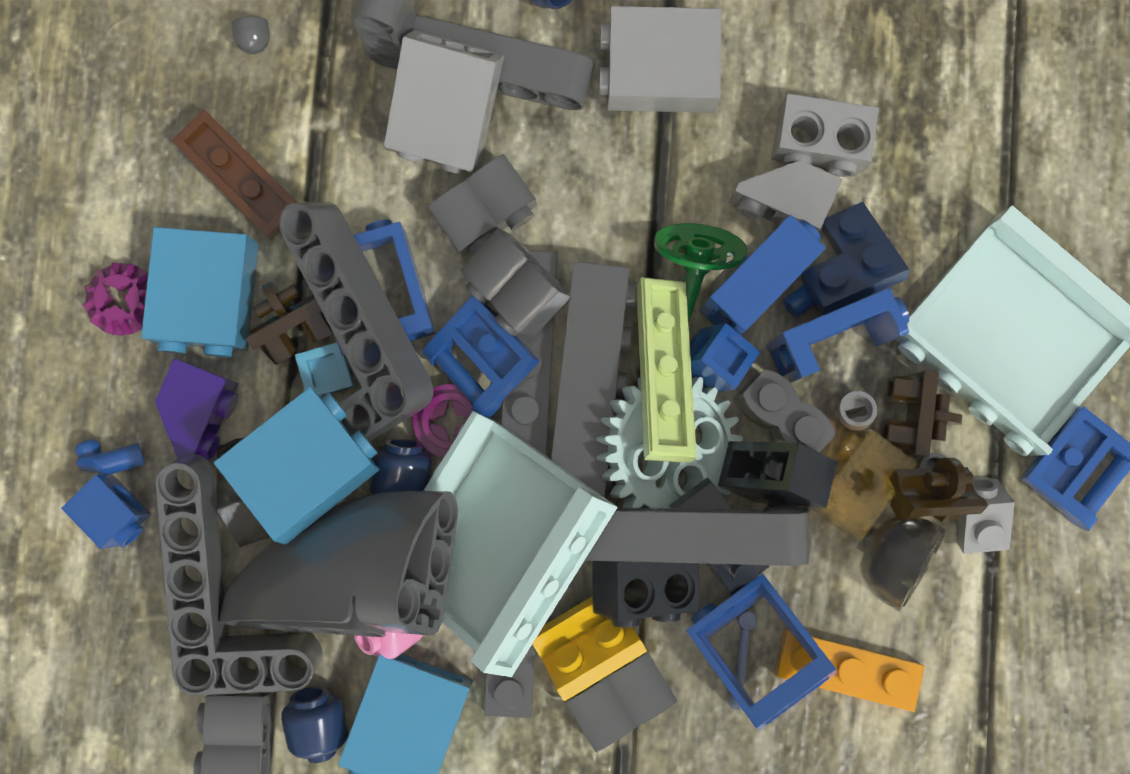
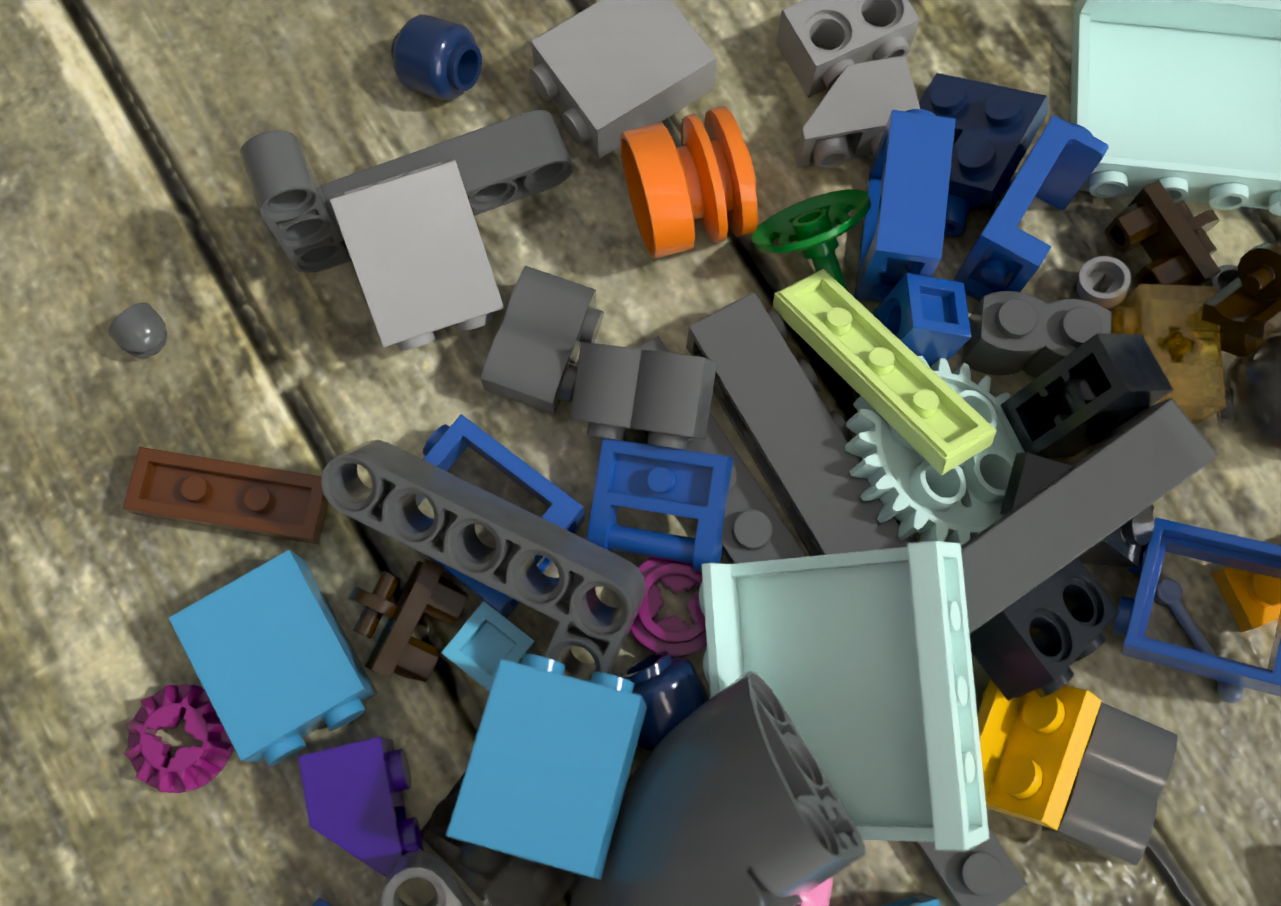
camera: 35 degrees left, 10 degrees down
(639, 169) = (701, 180): none -> orange wheel

